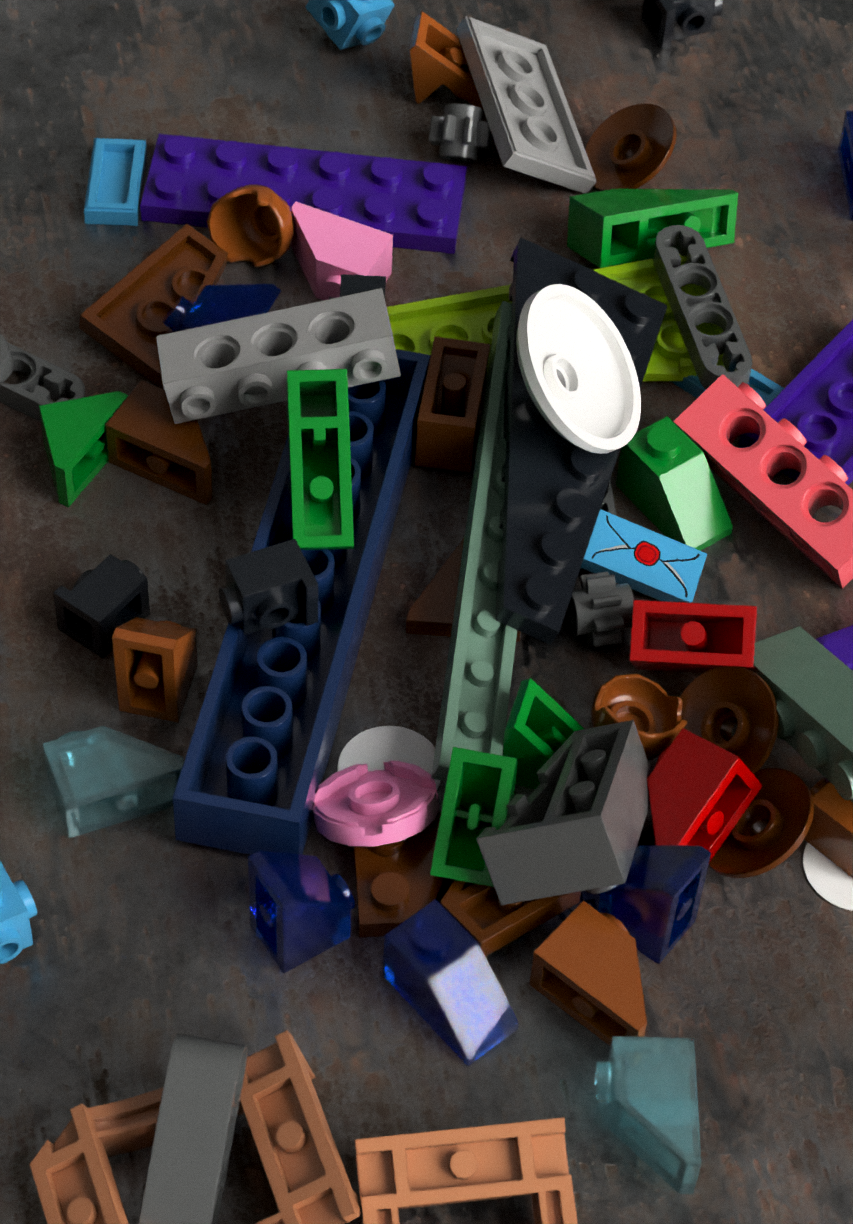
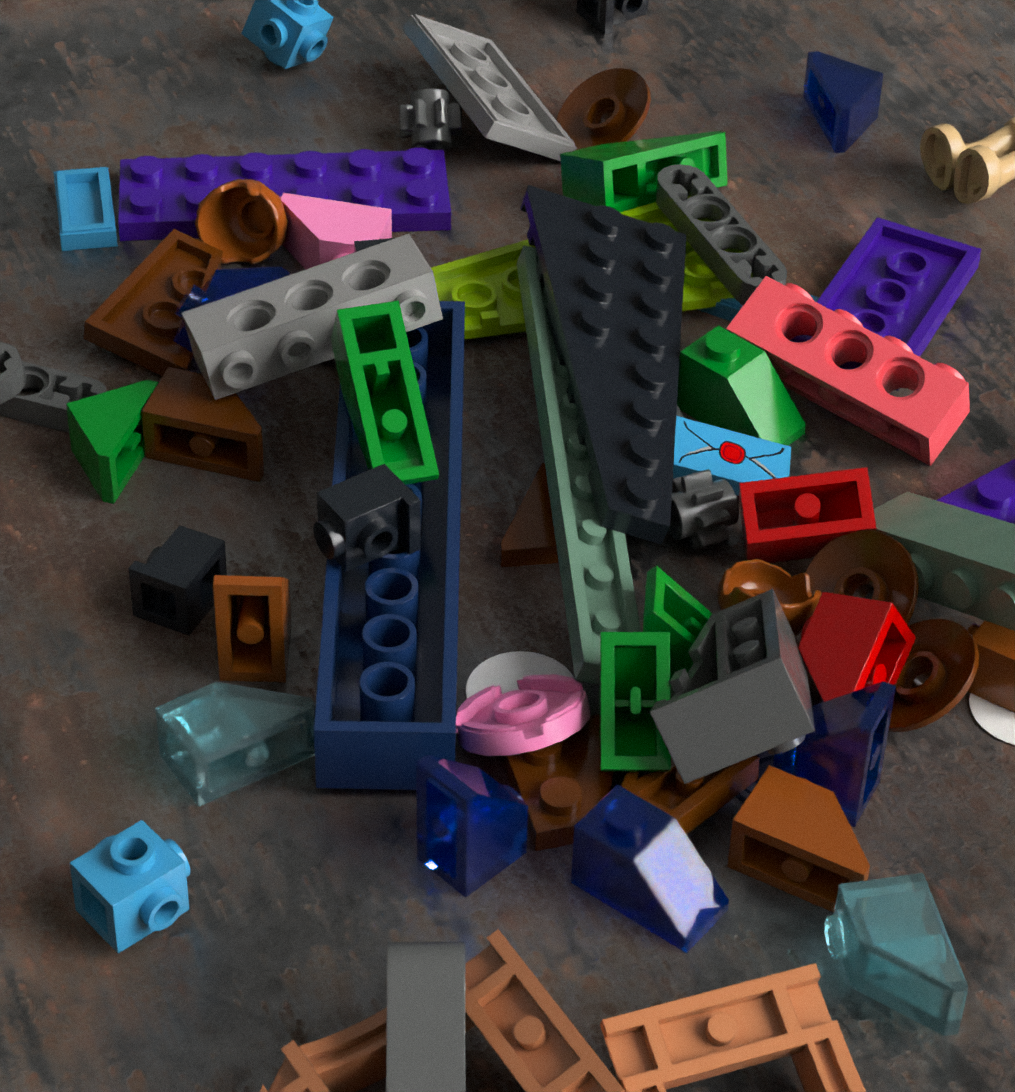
camera: 10 degrees left, 10 degrees down
(439, 60) = (393, 59): dark orange slope -> none
(452, 405) = (496, 350): reddish brown slope -> none
(578, 369) = (625, 281): white dish -> none

